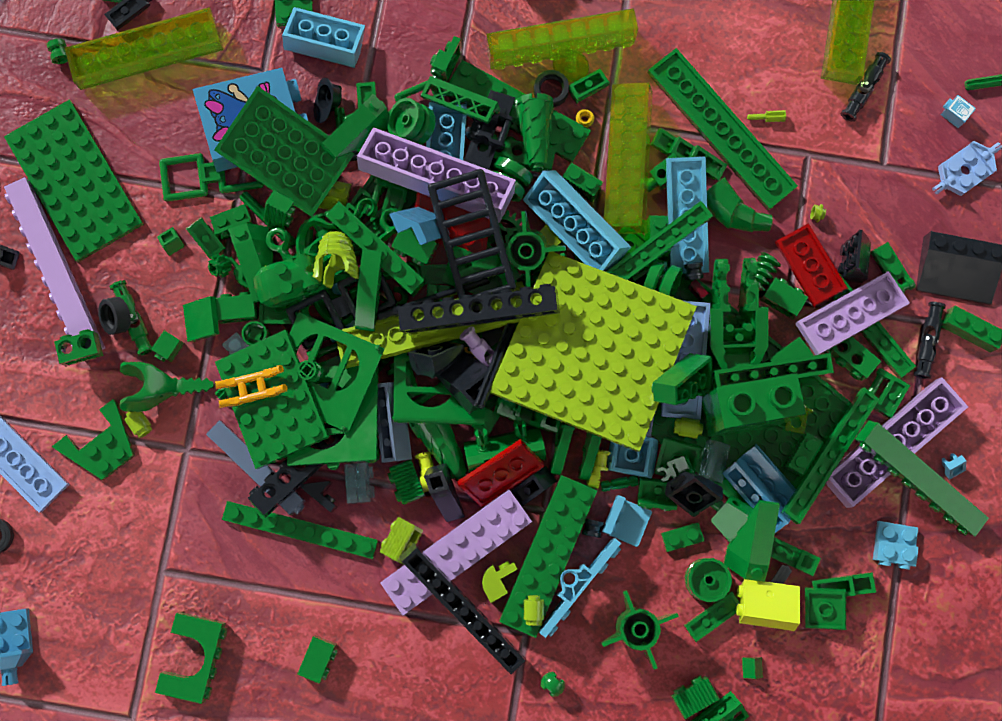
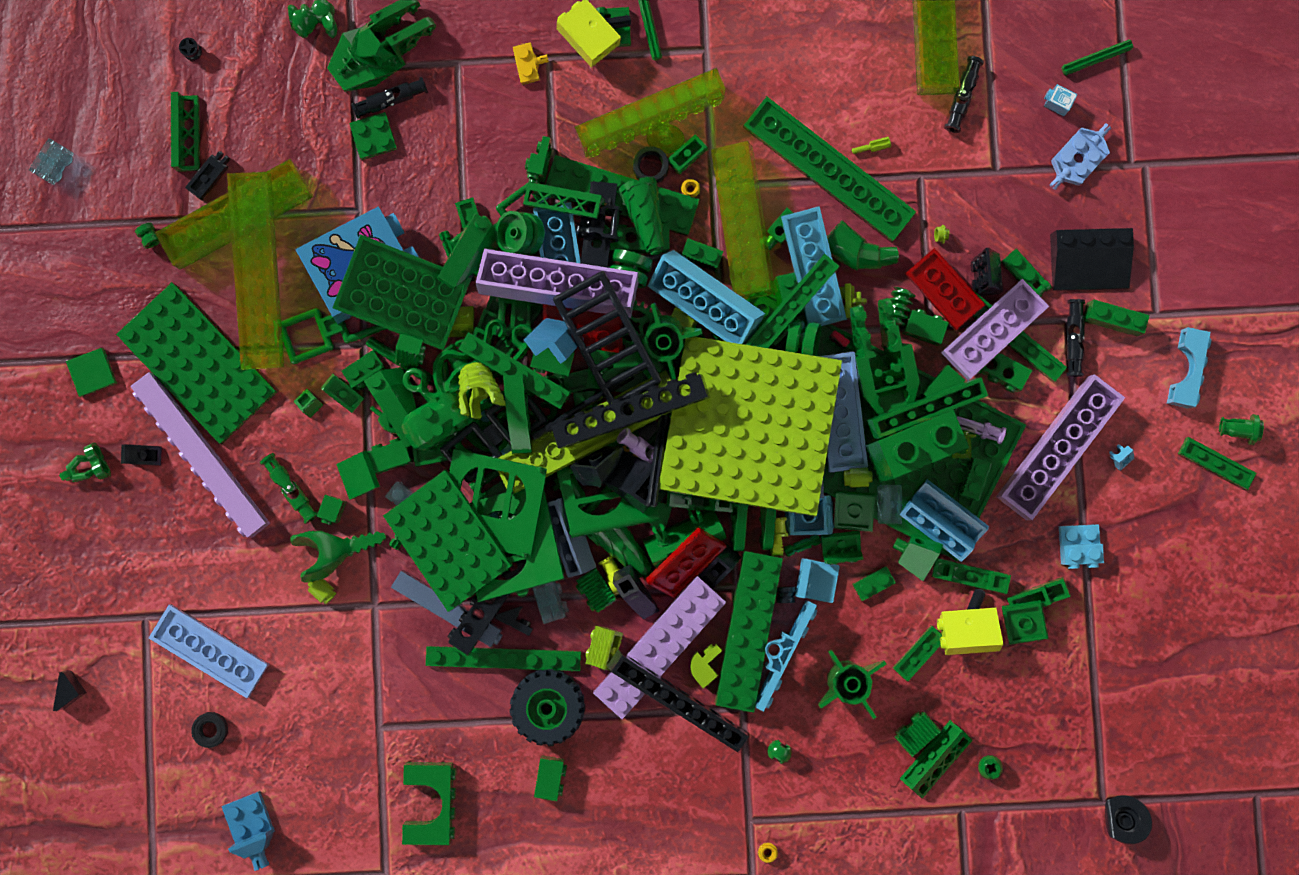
camera: 10 degrees left, 5 degrees up
(79, 352) = (248, 536): green brick -> none
(106, 451) = (296, 624): green wing -> none
(114, 315) = (272, 490): black tyre -> none
(150, 102) = (255, 270): none -> clear neon green brick
(219, 265) = (363, 417): green gear -> none
(241, 383) = (414, 532): light orange piece -> none
(254, 332) = (415, 478): green wheel -> none
(313, 592) = (544, 725): none -> black wheel
(314, 372) = (483, 504): green wheel -> none
(323, 37) = (411, 163): medium azure slope -> none
(327, 99) = (429, 226): black piece -> none
(533, 610) = (746, 688): lime brick -> none
(668, 144) = (800, 201): green slope -> none
(676, 467) = (855, 519): plate -> none
(684, 380) = (845, 437): green wedge -> none
(693, 270) = (831, 322): black wheel -> none
(693, 492) = (876, 540): black slope -> none
(696, 579) = (895, 620): green wheel -> none
(715, 251) = (848, 294): none -> lime hips
(752, 547) = (944, 578): green wedge -> none
(752, 667) = (966, 693): green slope -> none
(823, 409) = (984, 430): none -> lavender pin
(830, 456) = (1001, 475): green plate -> none
(892, 393) = (1048, 401): green plate -> none
(921, 478) = (1093, 478): green brick -> none

